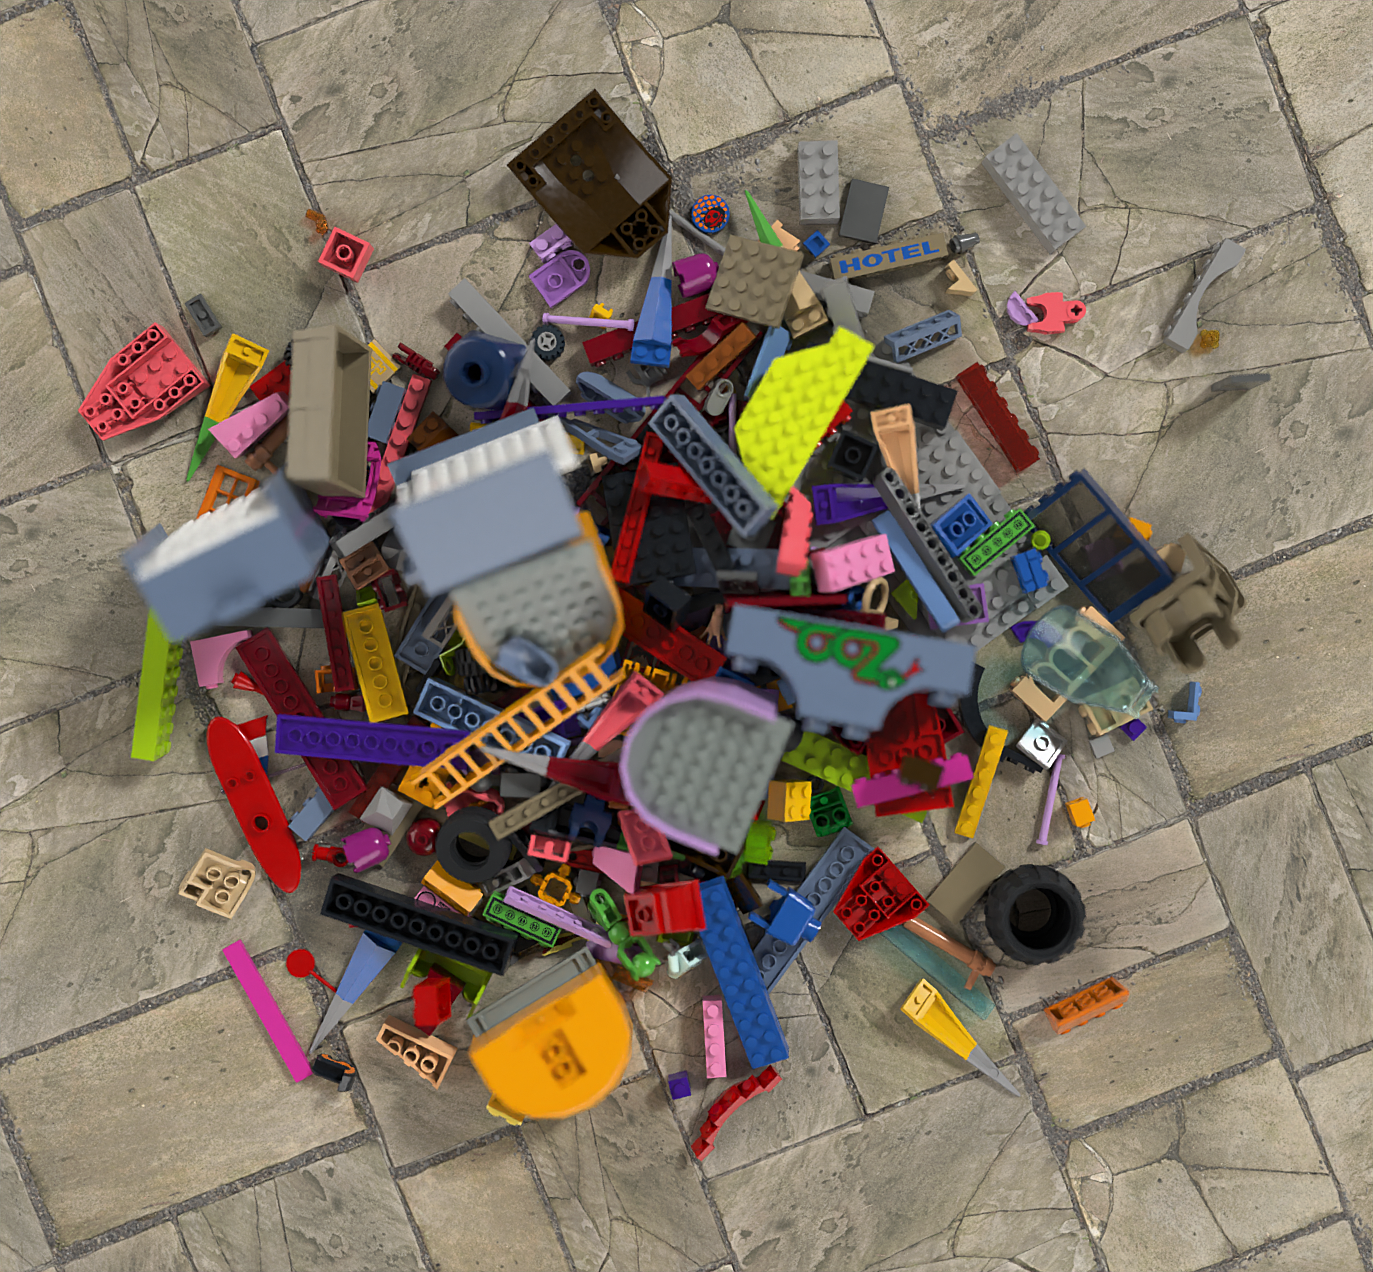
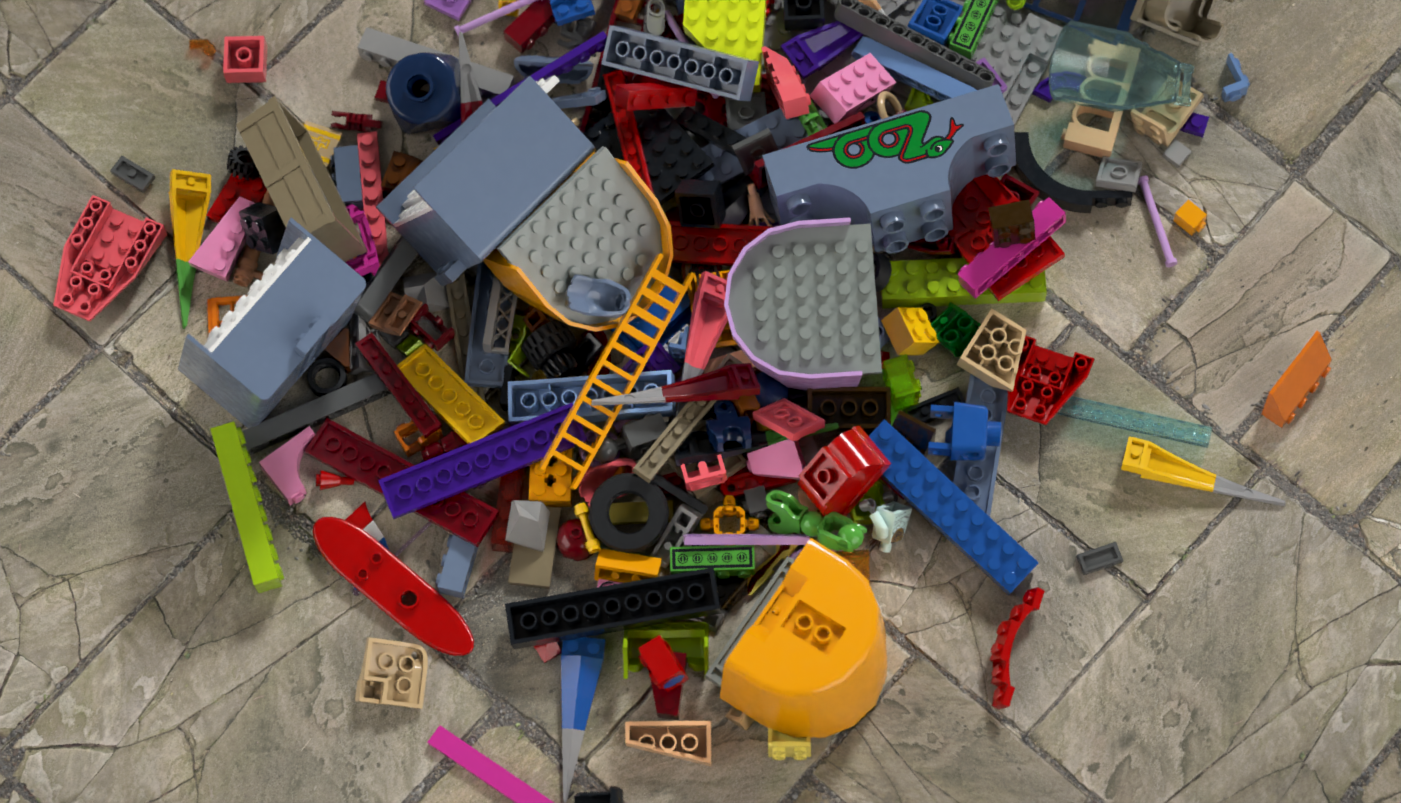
camera: 20 degrees left, 20 degrees down
(278, 431) = (262, 227): none -> black brick
(302, 963) = (513, 722): red piece -> none
(328, 854) = (491, 598): red connector -> none
(366, 848) = (525, 567): magenta cylinder -> none
(435, 823) = (592, 544): none -> yellow bar
(544, 336) = (475, 43): black wheel -> none
(679, 1085) = (948, 648): dark purple brick -> none
(714, 1036) = (957, 586): bright pink brick -> none
(843, 1066) = (1099, 558): none -> dark grey tile
(850, 855) = (995, 351): none -> tan wedge
(965, 883) = (1120, 334): dark tan tile -> none
(973, 959) = (1147, 395): nougat cylinder -> none
(981, 781) = (1081, 232): yellow plate -> none
(1029, 570) = (1020, 28): blue brick -> none
(1059, 932) = (1204, 289): black tyre -> none

